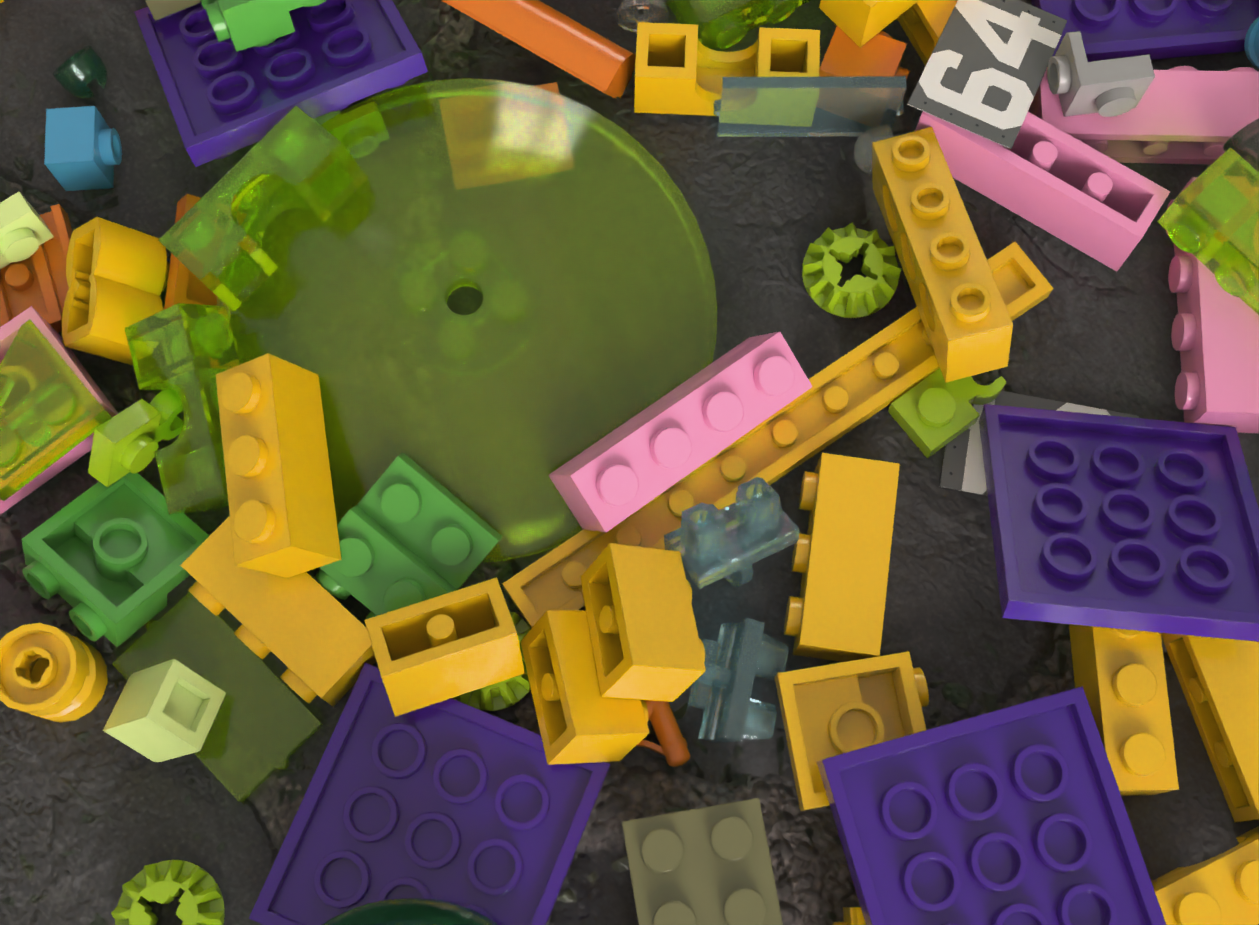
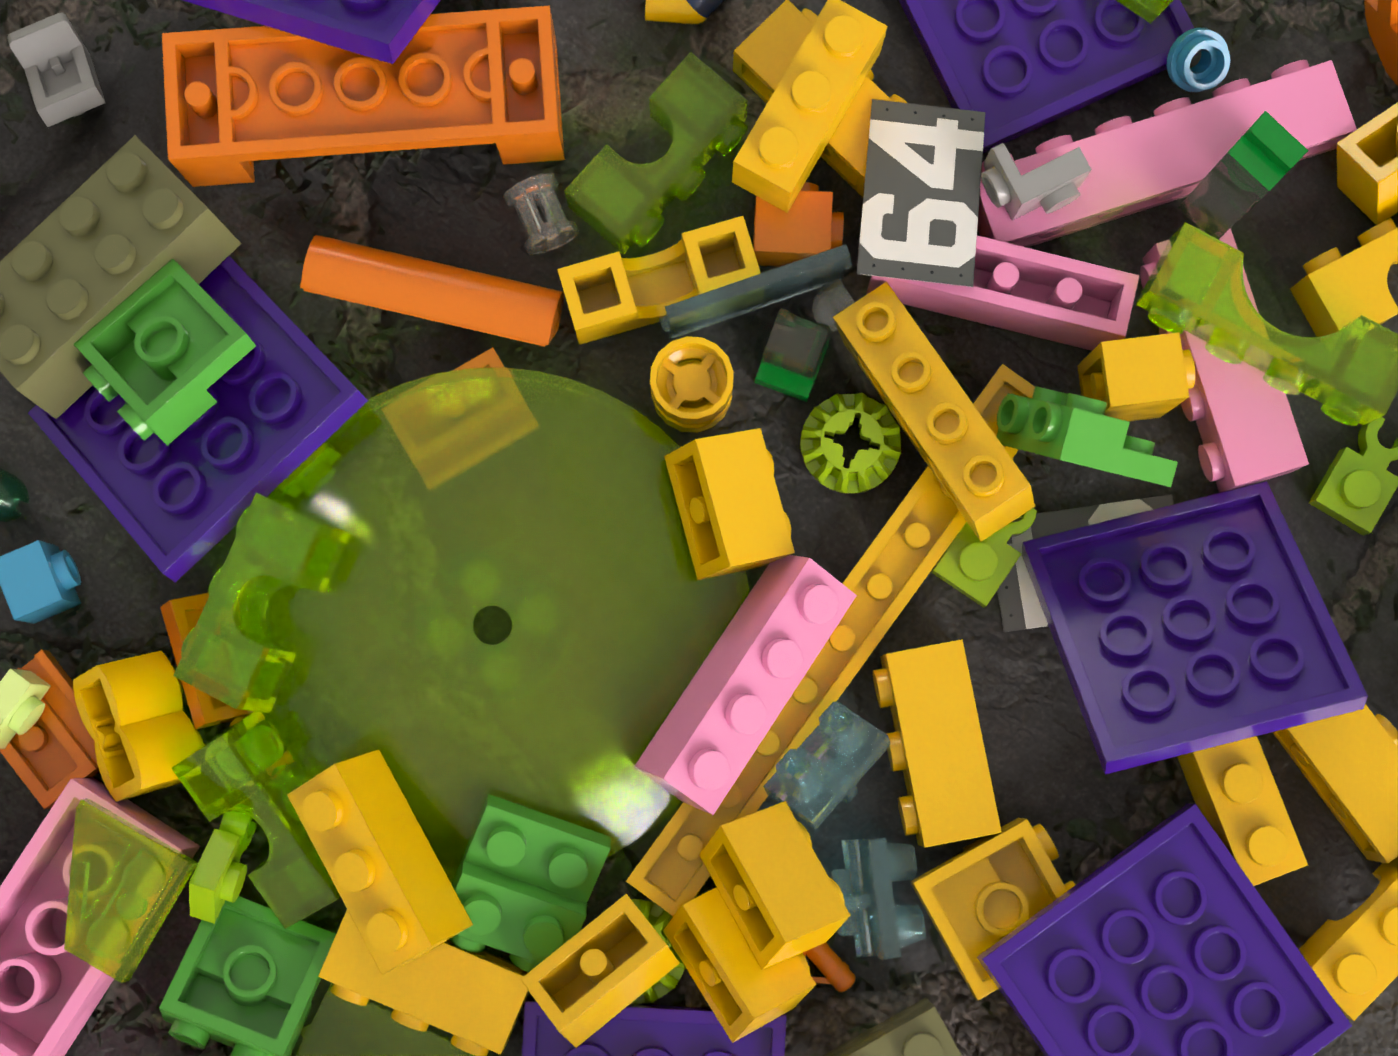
camera: 20 degrees left, 10 degrees up
(721, 269) = (729, 503): none -> yellow brick
(723, 166) = (691, 384): none -> yellow wheel
(825, 170) = (793, 355): none -> clear smoke leg
(1072, 314) = (1079, 433): none -> bright green plate
(1137, 285) = (1138, 376): none -> yellow brick

